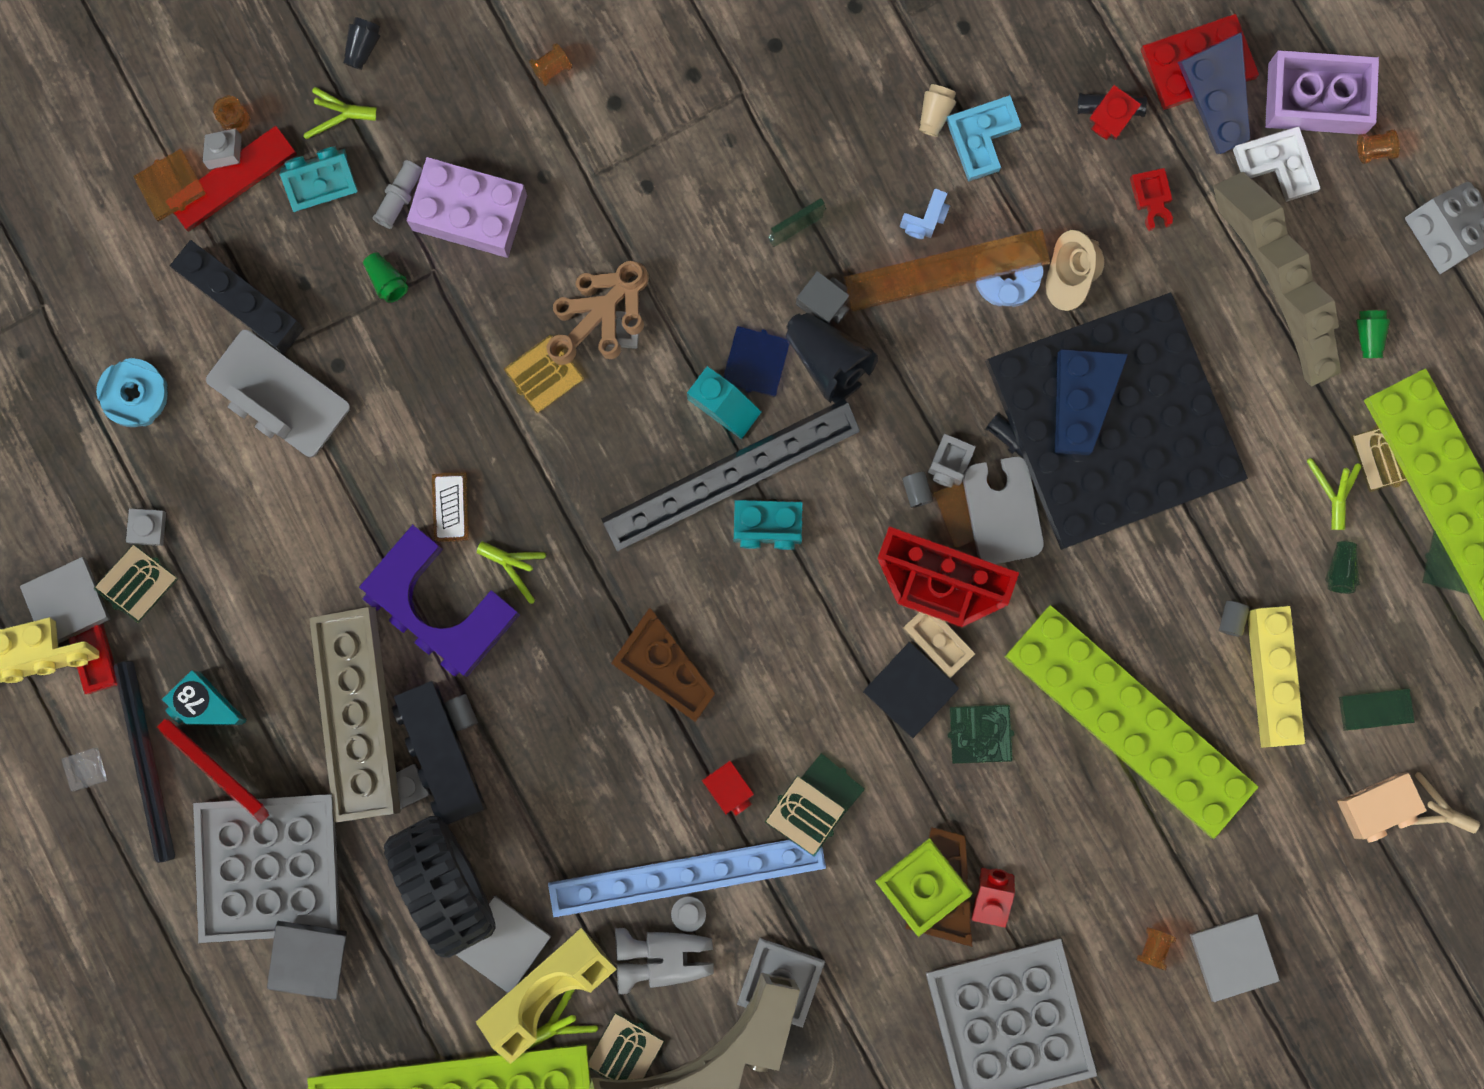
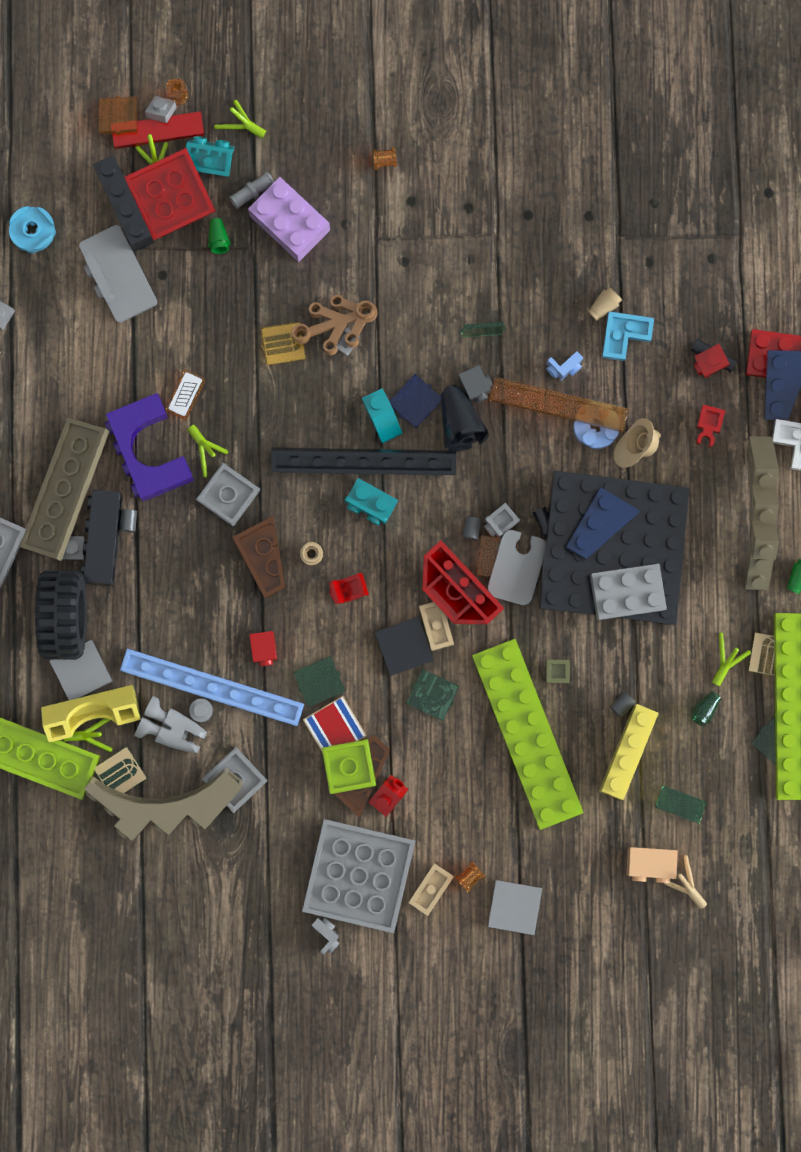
camera: 25 degrees right, 0 degrees up
(253, 222) = (153, 151): none -> lime plant
(292, 253) = (170, 194): none -> red plate
(360, 42) = (277, 86): black cone -> none
(575, 610) = (228, 494): none -> light grey tile
(717, 623) = (311, 546): none -> tan plate
(799, 652) = (348, 589): none -> red bracket
(805, 816) = (301, 688): piece -> none
(874, 841) = (334, 725): none -> tile
(1114, 992) = (431, 889): none -> tan plate
(1127, 619) = (557, 671): none -> olive plate
(1166, 468) = (628, 591): none -> light grey plate

